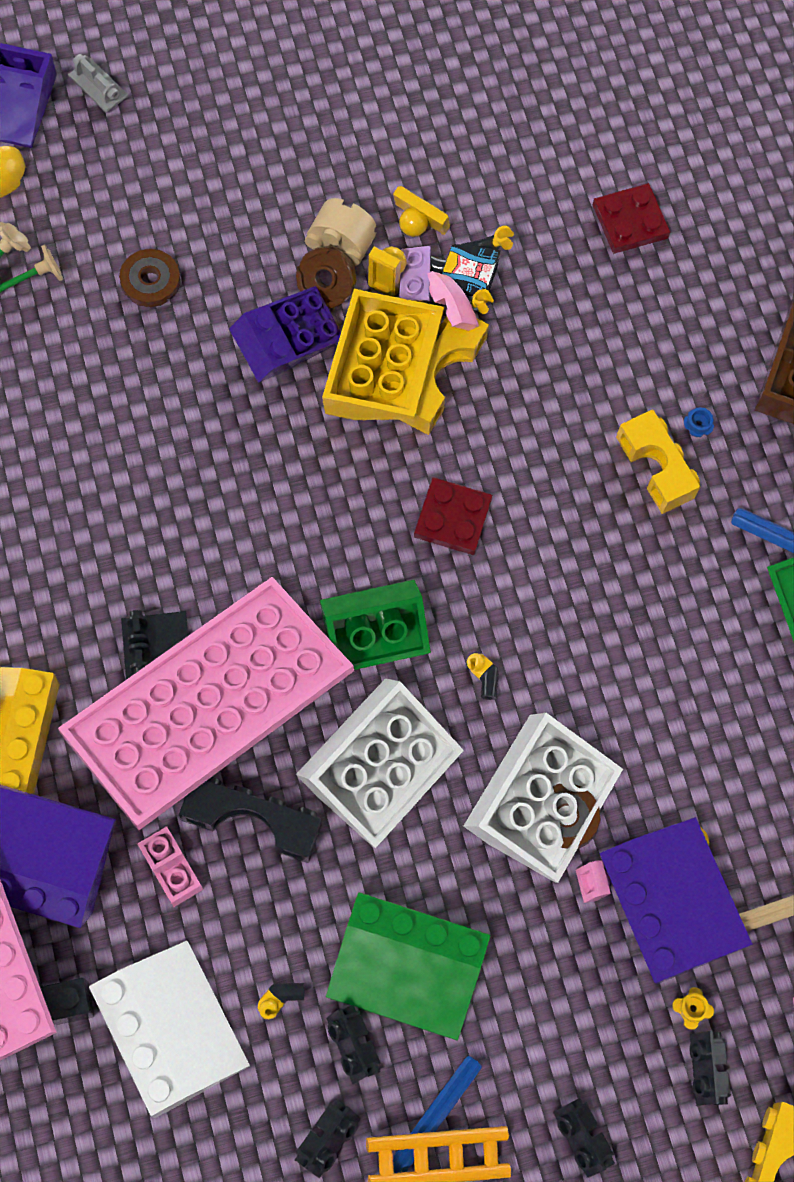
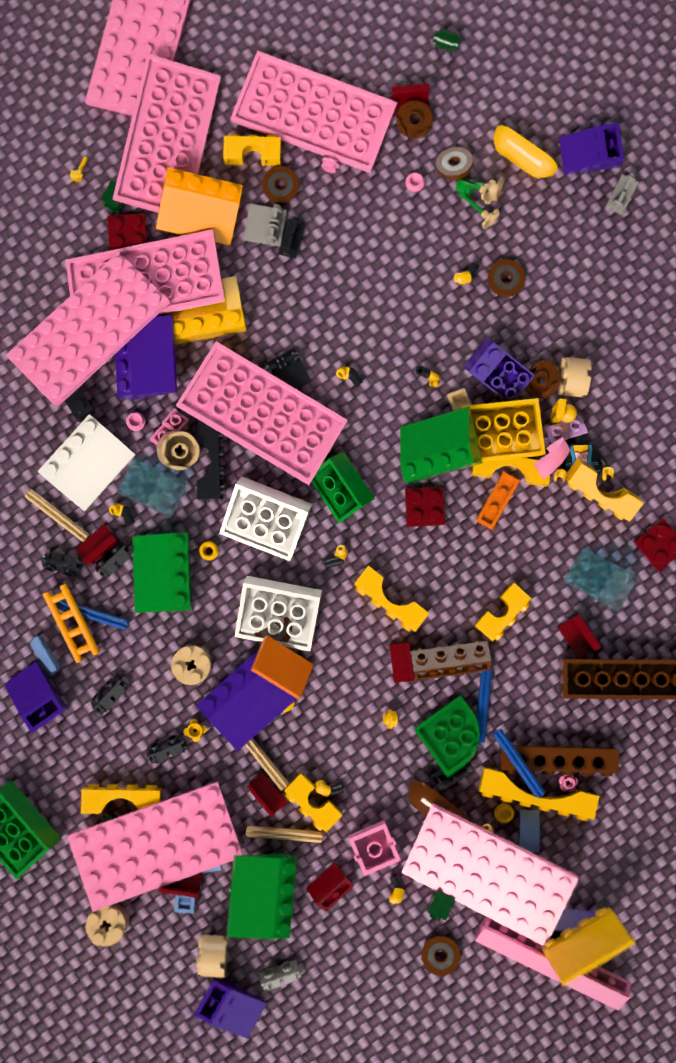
camera: 75 degrees right, 15 degrees up
(122, 327) = (467, 276): none -> yellow arm
(132, 918) = (135, 421): none -> bright pink plate
(198, 550) = (349, 373): none -> arm
(212, 858) = (181, 460): none -> tan brick
(238, 1117) = (57, 515): none -> tan axle
(252, 434) = (428, 374): none -> arm
(255, 931) = (152, 487): none -> clear light blue slope
(308, 407) = (458, 399): none -> tan plate
(317, 1064) = (97, 545): none -> dark red panel
(369, 451) = (438, 446): none -> green slope
(398, 864) = (204, 546): none -> yellow plate
(418, 214) = (605, 416): yellow tile -> none
(482, 410) = (497, 500): none -> orange tile
(502, 267) = (622, 502): none -> yellow arch
(548, 635) = (371, 584): none -> yellow arch
(593, 881) = (241, 655): bright pink plate -> none
(602, 971) = (181, 668): none -> tan brick
(637, 817) = (282, 667): none -> orange tile
(655, 311) = (601, 580): none -> clear light blue slope
(687, 634) = (401, 662): none -> dark red panel
(702, 415) = (537, 623): blue plate -> none
(708, 560) = (451, 660): none -> reddish brown brick
(729, 369) = (578, 636): none -> dark red panel
(771, 684) = (390, 718): none -> yellow plate

